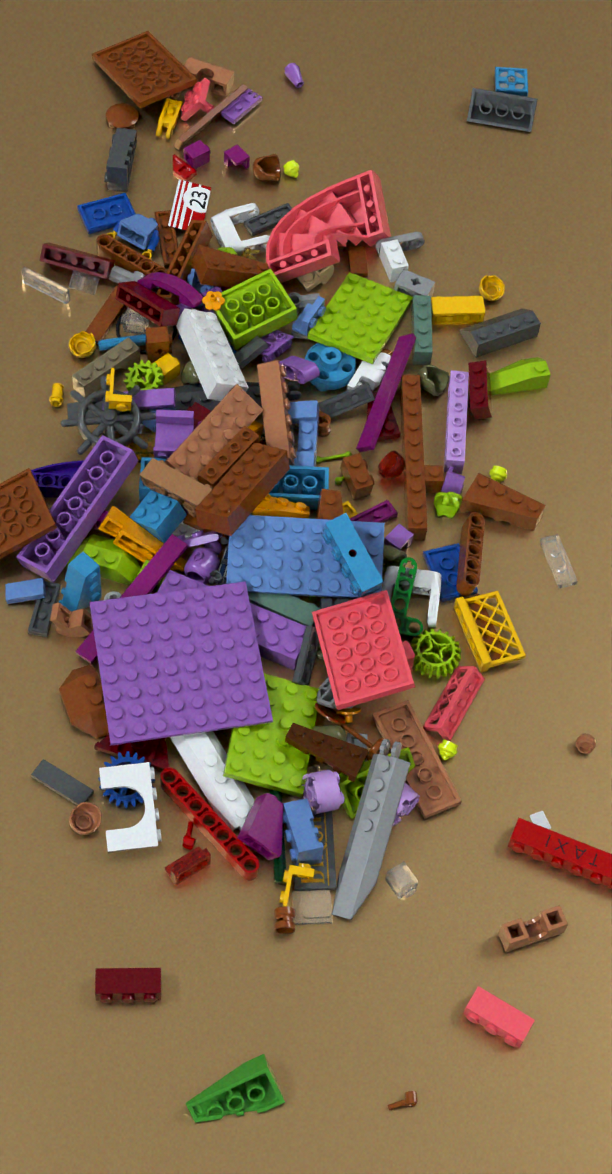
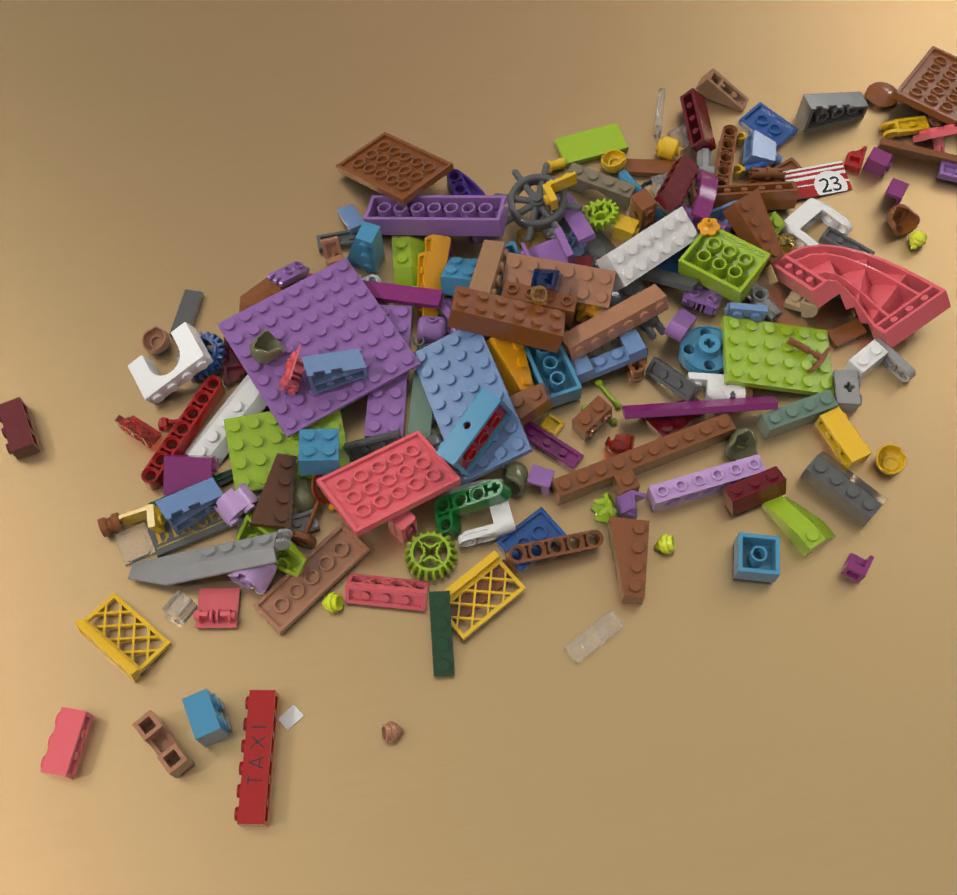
camera: 75 degrees right, 5 degrees up
(47, 355) = (590, 144): none -> lime tile
(48, 227) = (720, 90): none -> medium nougat slope
(70, 666) = (288, 274): none -> medium lavender hinge
(93, 296) = (668, 148): none -> yellow head
(166, 236) = (767, 172): none -> dark orange pin
(176, 696) = (266, 348): none -> olive hair
(213, 684) = (294, 371): none -> coral hinge
(218, 439) = (548, 278): none -> clear blue slope
(227, 649) = (334, 369): none -> medium blue wedge
(236, 450) = (542, 290): none -> clear yellow bush
(302, 697) = (318, 451): none -> dark azure brick
(377, 287) = (806, 349): none -> dark orange piece
(413, 849) = (217, 608): none -> coral hinge
(420, 954) = (107, 646): none -> yellow fence
(515, 668) = (441, 633): none -> dark green plate
(523, 882) = (206, 717): none -> dark azure brick
(539, 415) = (756, 557): none -> dark azure brick
(572, 355) = (856, 567): none -> magenta panel

